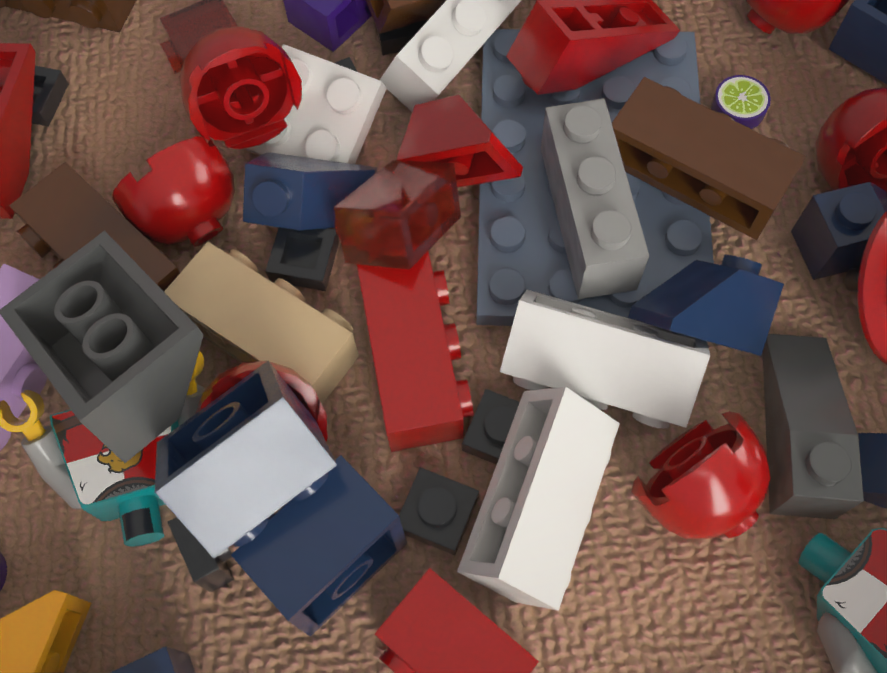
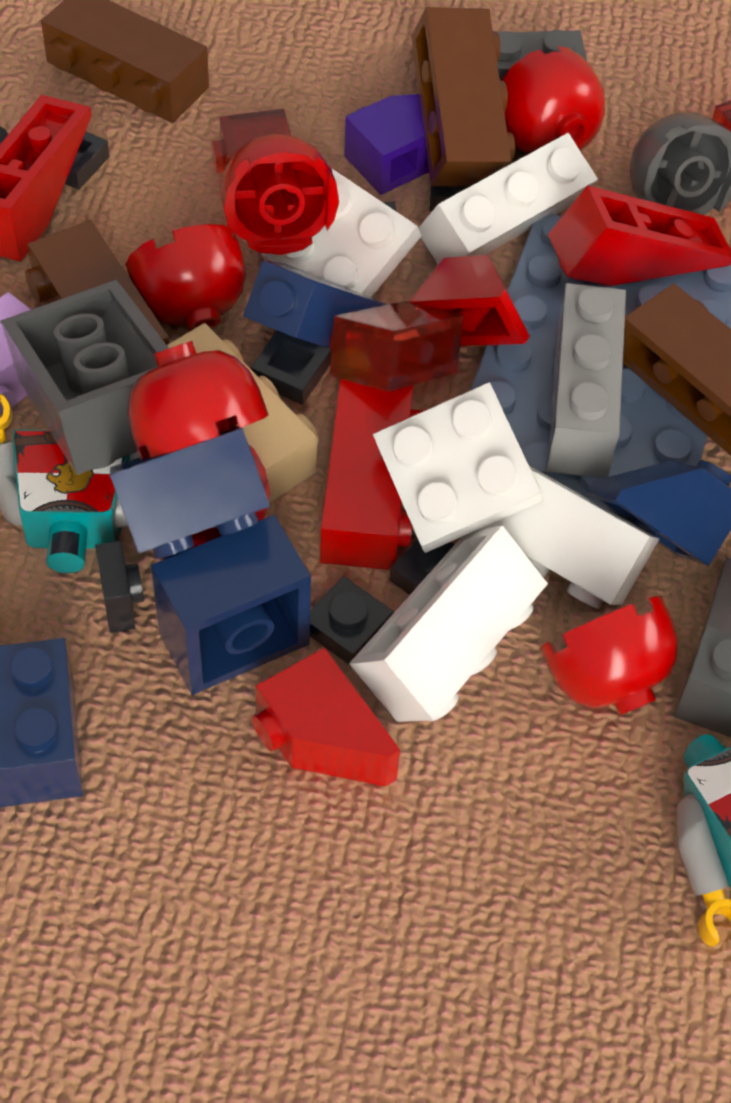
camera: 10 degrees right, 10 degrees down
(218, 374) = (191, 400): none -> red cylinder
(502, 334) = (457, 467): none -> white plate

